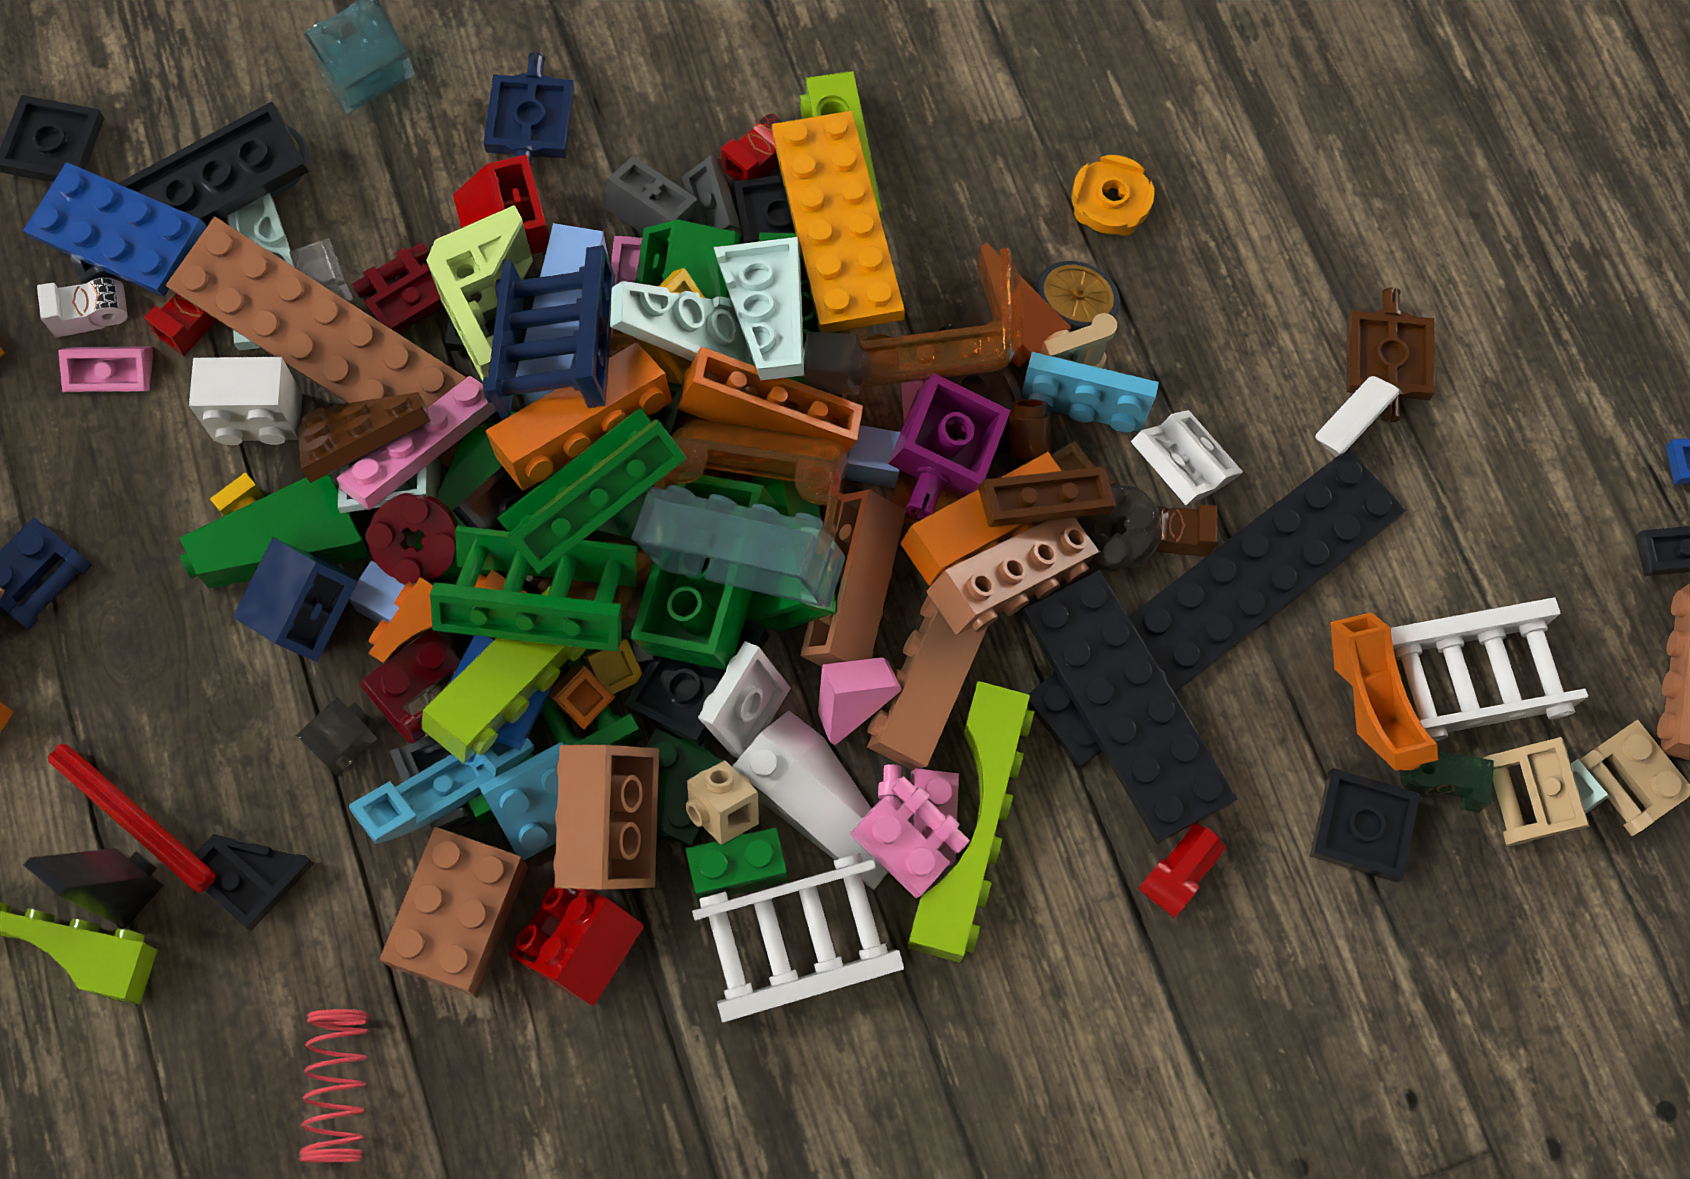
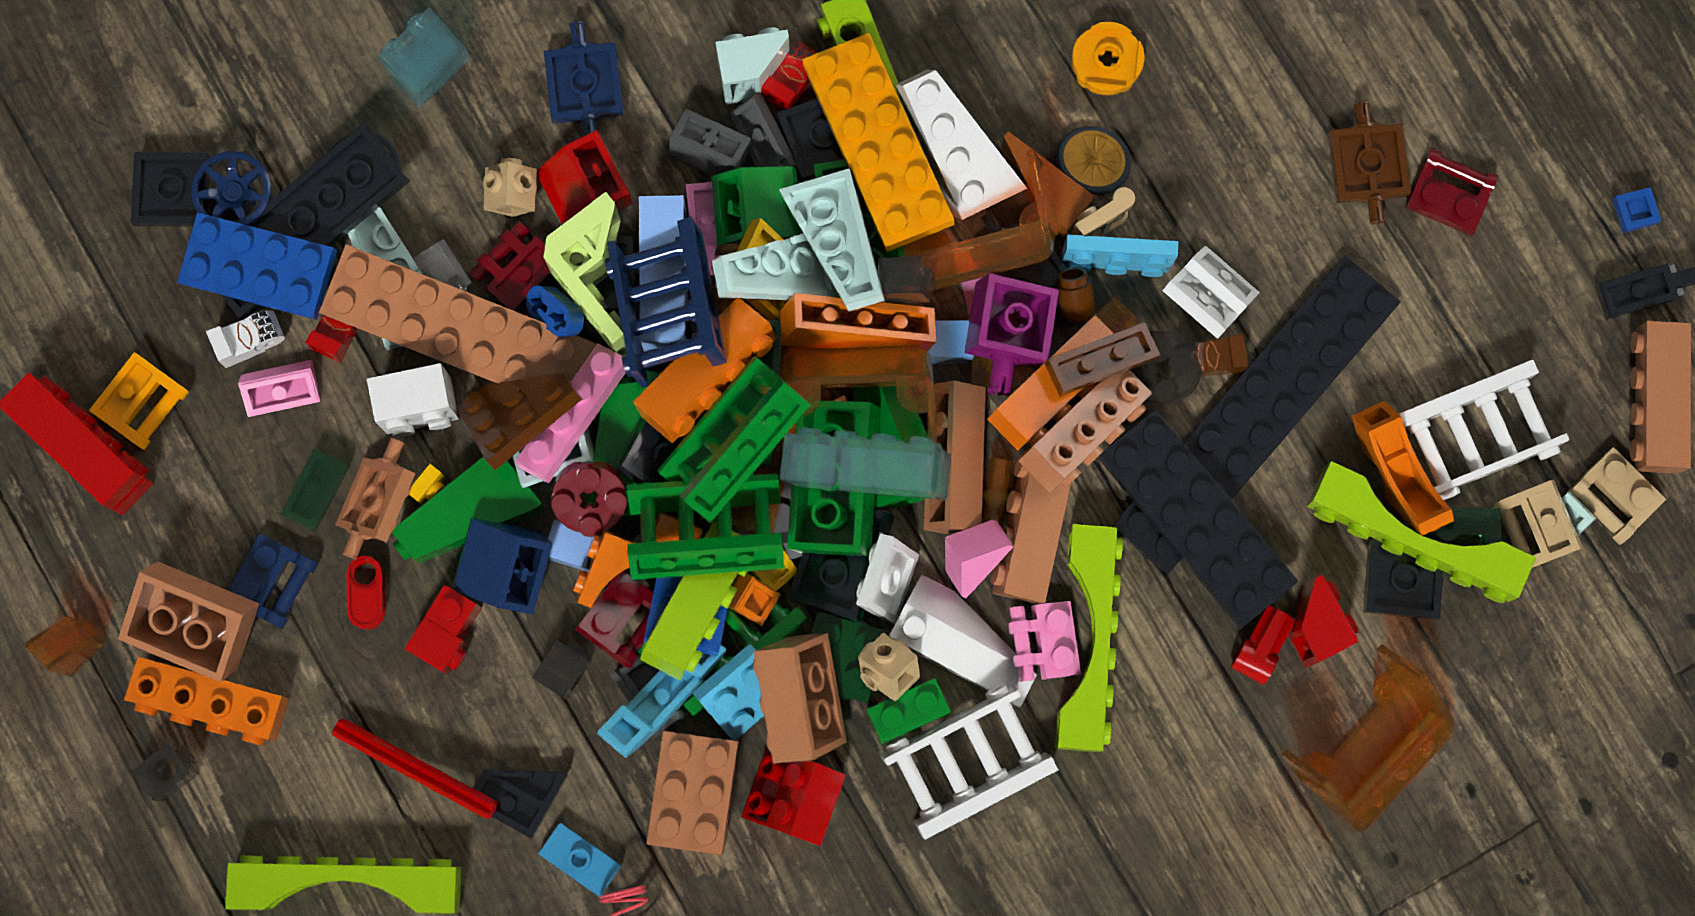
camera: 10 degrees left, 10 degrees up
(100, 881) = (408, 825): black wedge -> none
(110, 482) = (314, 490): none -> clear green plate
(114, 152) = (233, 191): none -> dark blue wheel
(131, 617) = (366, 601): none -> red piece
(173, 500) = (375, 499): none -> nougat plate
(198, 681) = (437, 647): none -> red brick
(227, 645) = (453, 612): none -> red brick
(300, 967) = (580, 859): none -> dark azure plate
(418, 203) = (509, 188): none -> tan brick
(434, 336) = (558, 304): none -> blue beam
(712, 117) = (749, 62): none -> light aqua slope
(897, 628) = (996, 490): none -> clear orange pin
(901, 846) = (1036, 673): bright pink plate -> none
(924, 244) = (958, 150): none -> white wedge
(1258, 855) = (1320, 623): none -> red slope
(1314, 1024) = (1383, 750): none -> clear orange windscreen
(1356, 415) = (1348, 227): white slope -> none
(1474, 414) = (1446, 202): none -> dark red plate
(1474, 826) = (1350, 500): none -> lime arch

